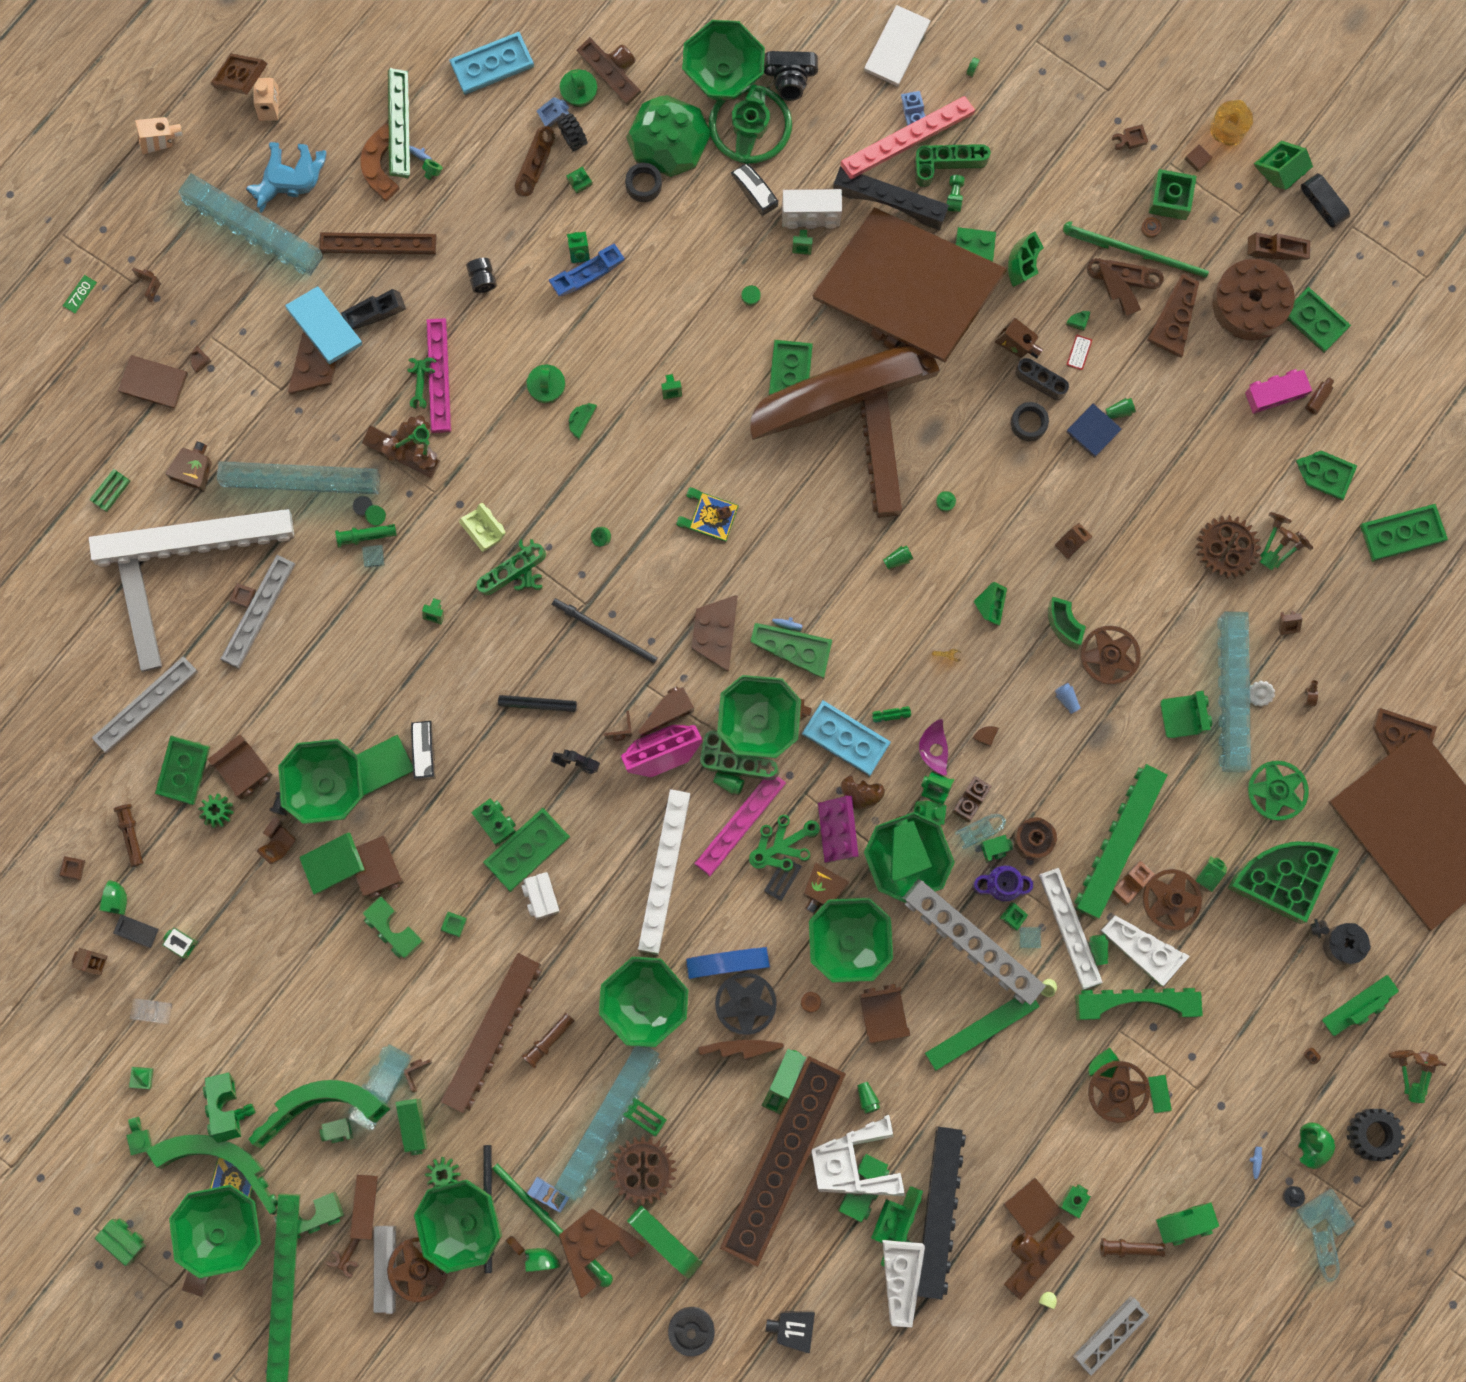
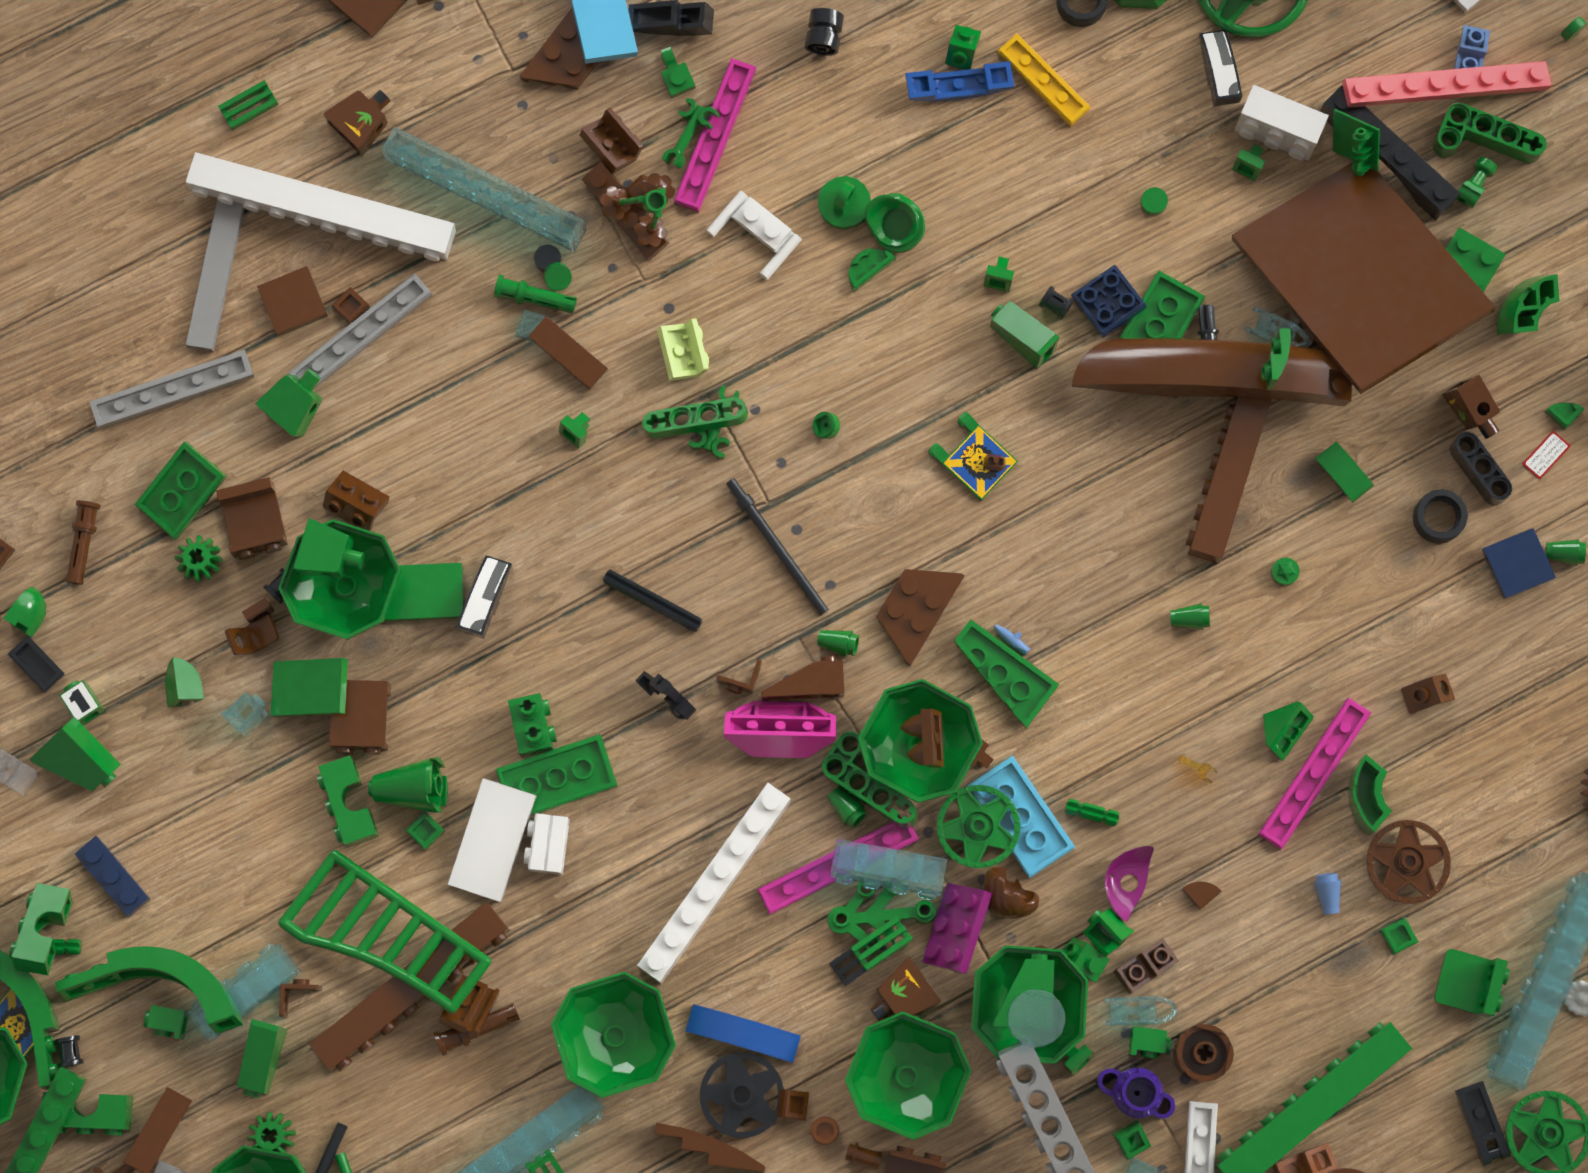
camera: 30 degrees right, 0 degrees up
(193, 981) = (77, 757): none -> green slope
(201, 609) = (292, 301): none -> reddish brown tile
(232, 677) = (292, 402): none -> green torso
(243, 899) = (182, 683): none -> brick
(254, 1050) = (112, 876): none -> dark blue plate
(278, 1181) = (69, 1051): none -> black bush
(299, 908) = (246, 725): none -> clear light blue window
(303, 766) = (326, 552): none -> green torso
(305, 725) = (354, 501): none -> reddish brown bracket
(371, 408) = (612, 141): none -> reddish brown bracket
(394, 347) = (676, 76): none -> green plate
(405, 563) = (567, 352): none -> reddish brown tile
(431, 898) = (412, 786): none -> green cone
(448, 1023) = (386, 962): none -> green bar
(497, 422) = (762, 226): none -> white plate
(502, 910) = (492, 840): none -> white tile
(537, 1027) = (473, 1011): none -> reddish brown plate
(586, 382) = (895, 222): none -> green piece
(642, 246) = (1043, 80): none -> yellow tile
(675, 675) = (839, 641): none -> green cone
(705, 418) = (1024, 333): none -> slope
(717, 389) = (1056, 302): none -> black bush
(751, 373) = (1108, 301): none -> dark blue tile
(761, 705) = (929, 728): none -> reddish brown tile
(775, 810) = (888, 868): none -> clear light blue brick
(782, 994) = (793, 1104): none -> reddish brown tile
(796, 843) = (901, 930): none -> green tile
(821, 756) = (978, 826): none -> green wheel
(822, 360) = (1207, 322): none -> black axle
(844, 1007) = (863, 1156): none -> reddish brown pin
(866, 199) = (1356, 142): none -> green hinge
(875, 344) = (1267, 325): none -> clear light blue piece
(881, 362) = (1277, 360): none -> green slope
(918, 863) = (1036, 1018): none -> clear light blue tile
(955, 419) = (1344, 472): none -> green slope
(955, 879) = (1078, 1059): none -> green tile
(1024, 625) = (1314, 773): none -> dark pink tile
(1125, 706) = (1399, 936): none -> green tile
(1233, 802) = (1482, 1122): none -> black plate

